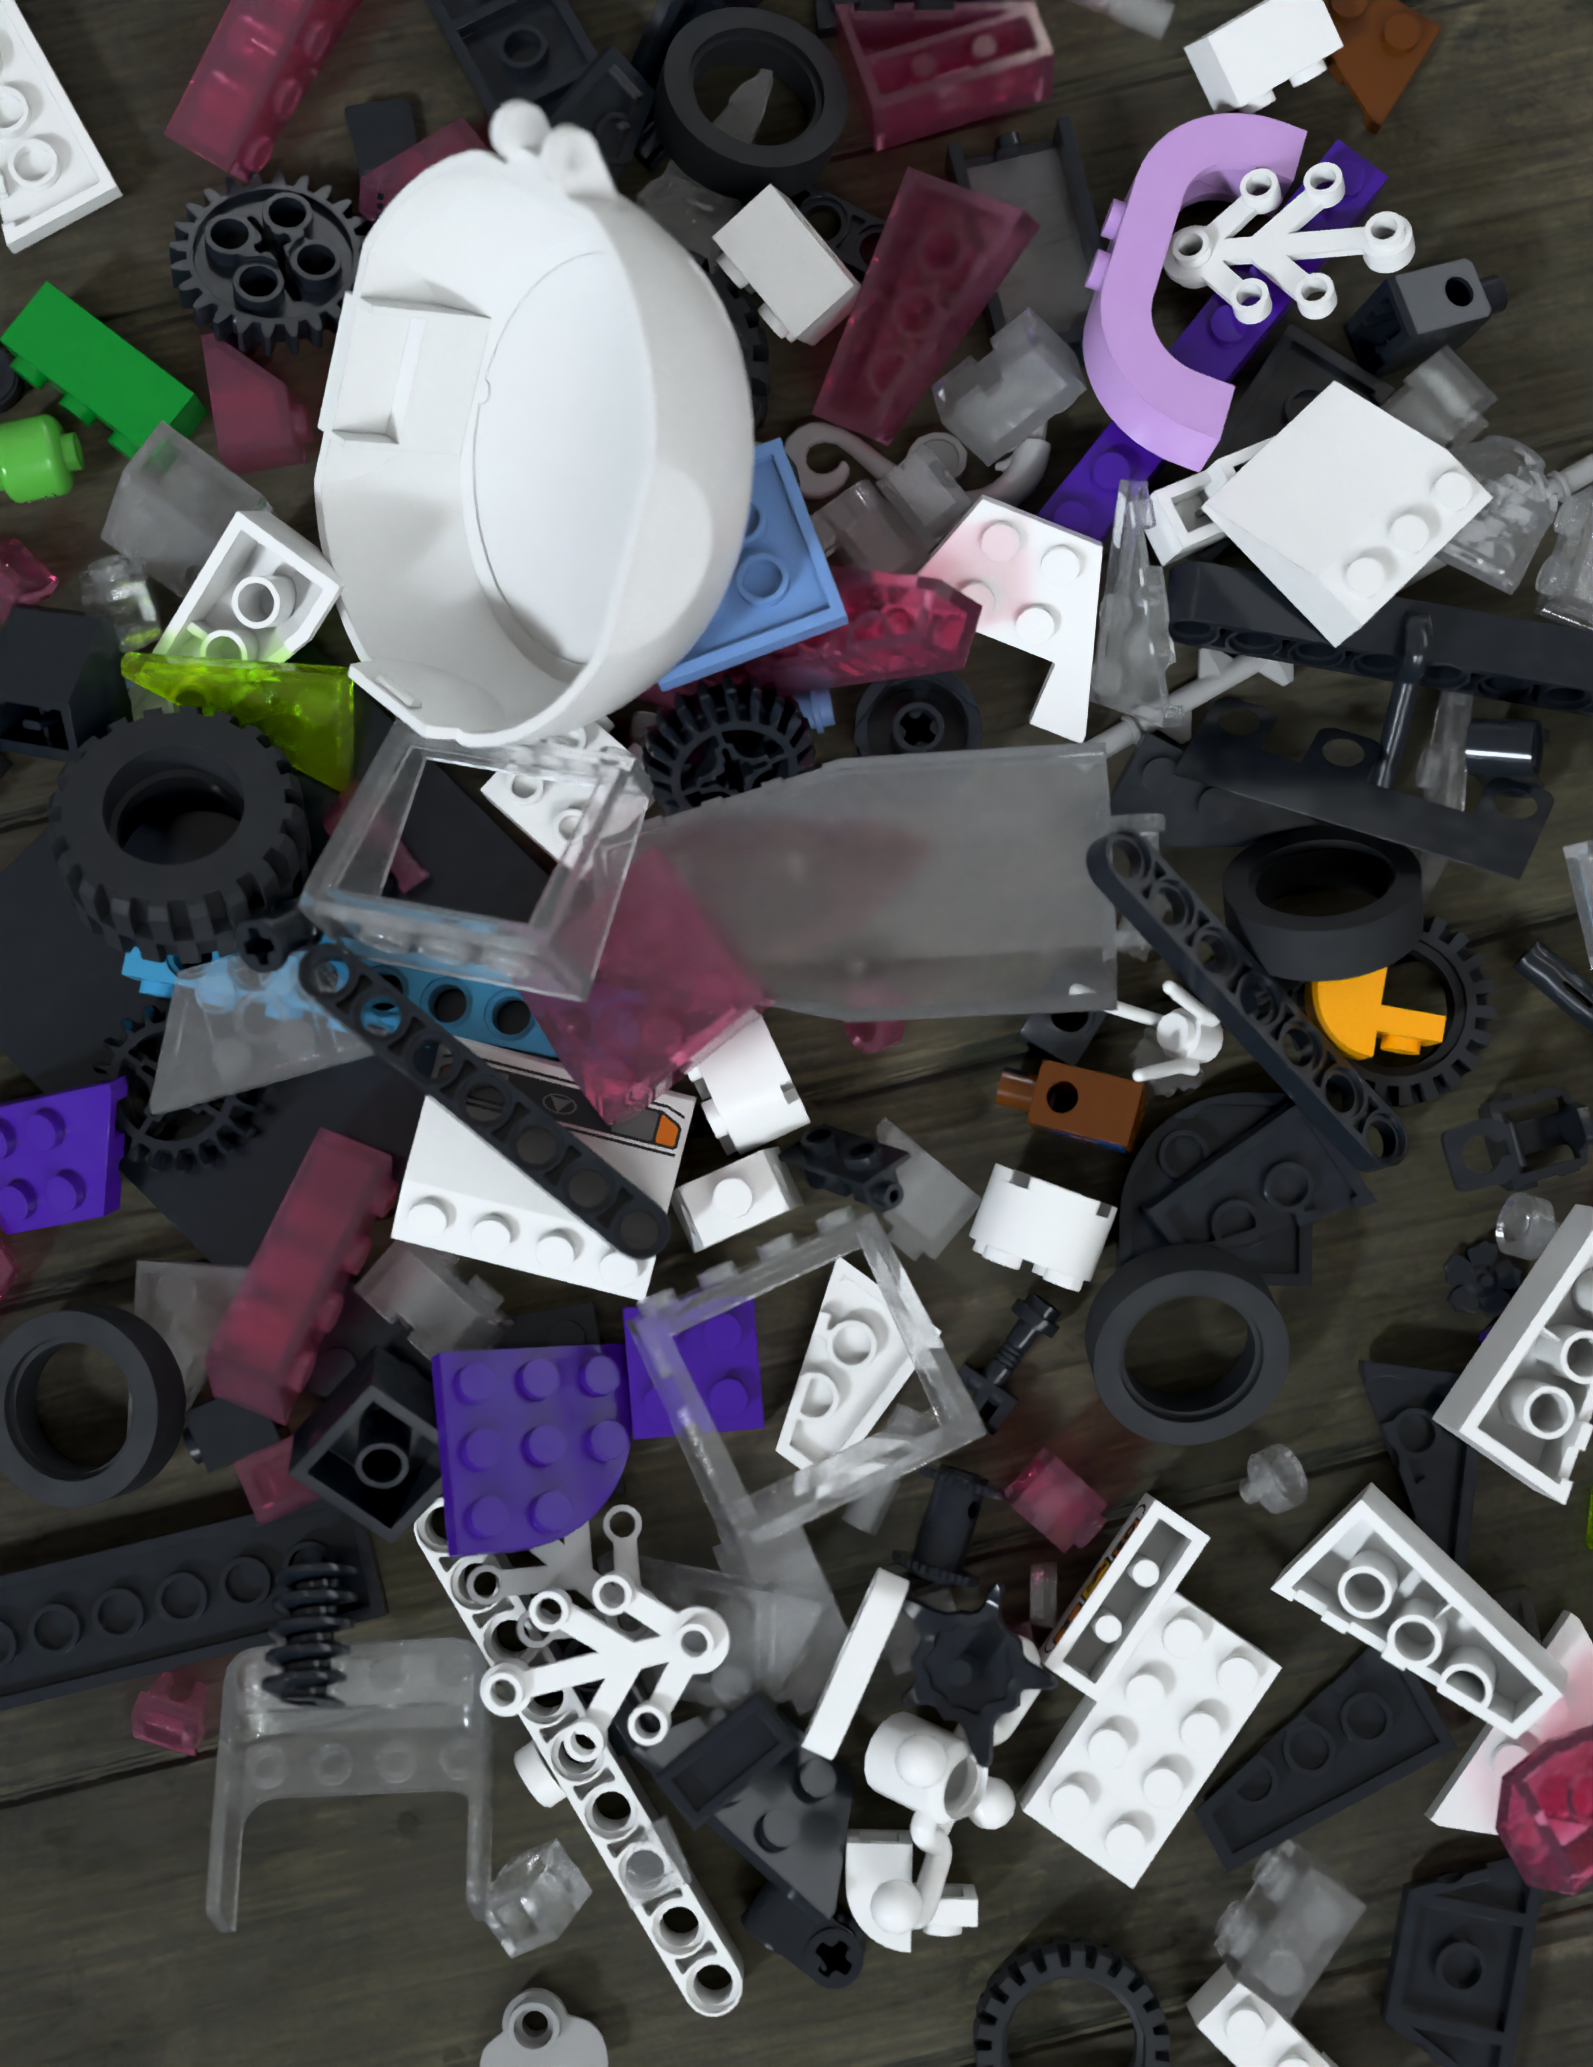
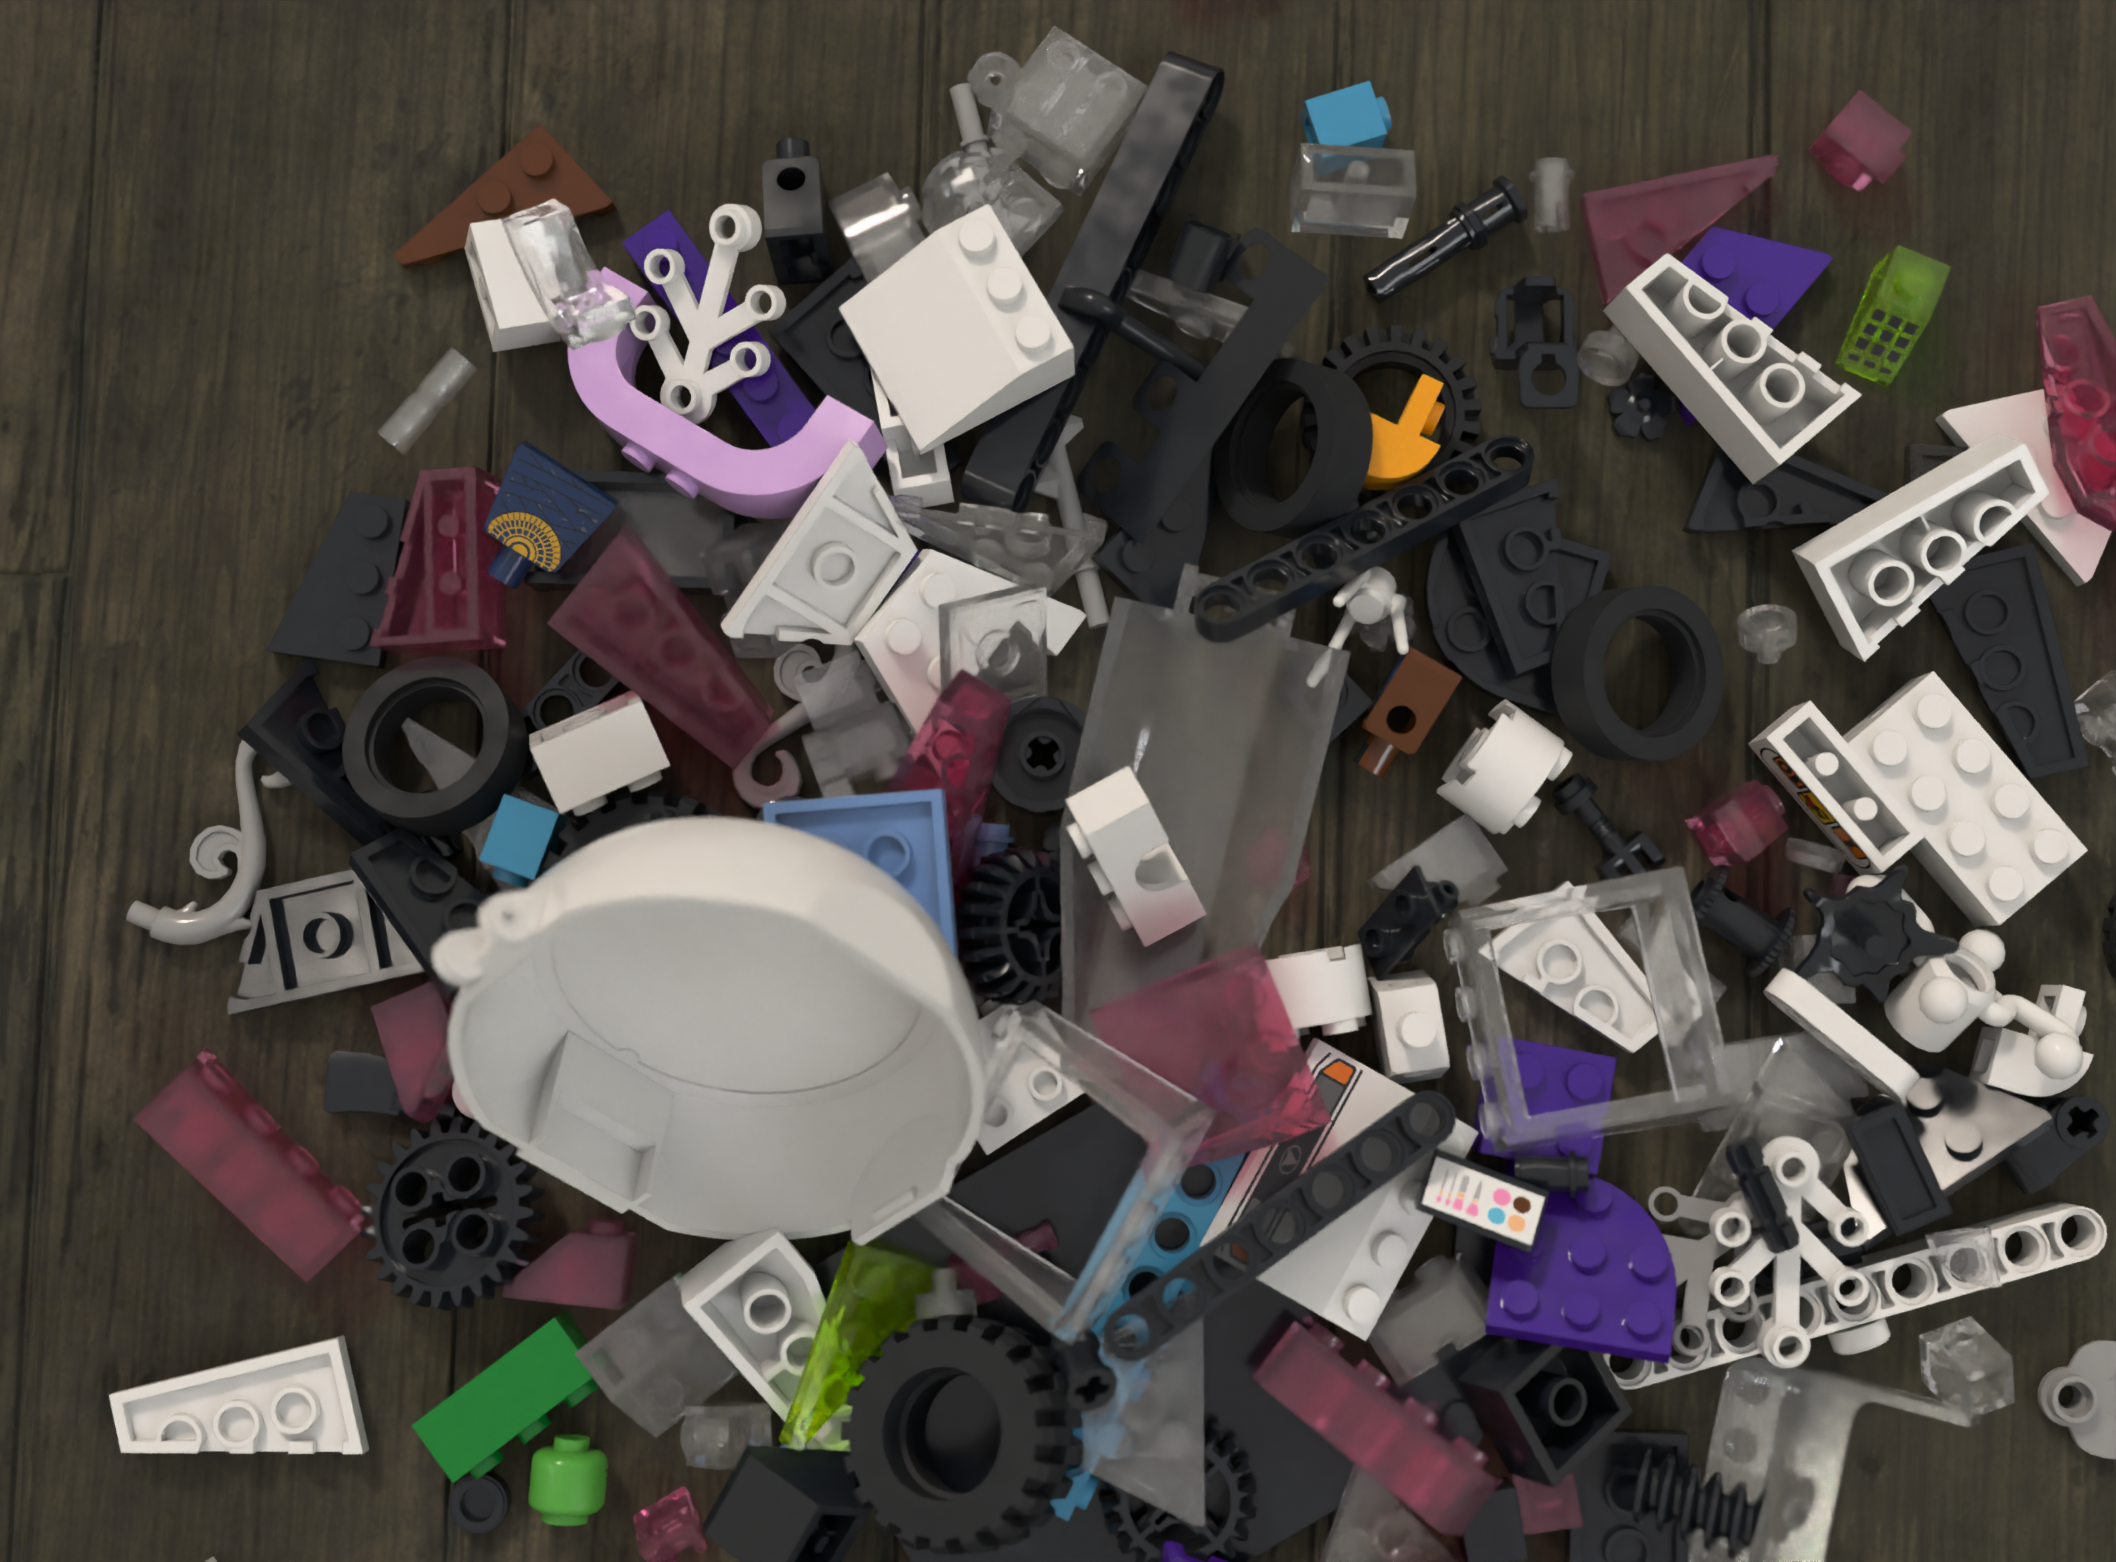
camera: 75 degrees left, 0 degrees up
(319, 784) = (945, 1298): none -> clear tile
(570, 1314) = (1482, 1200): none -> slope
(620, 1387) = (1554, 1172): none -> black pin
(656, 1615) = (1762, 1195): none -> black axle
(685, 210) = (521, 840): none -> dark azure brick
(859, 817) = (1132, 858): none -> white arch
(1023, 137) = (542, 515): none -> dark blue torso
(1024, 648) = (997, 640): none -> clear tile
(1056, 440) = (829, 562): none -> white wing
(1285, 84) = (564, 275): none -> clear arch

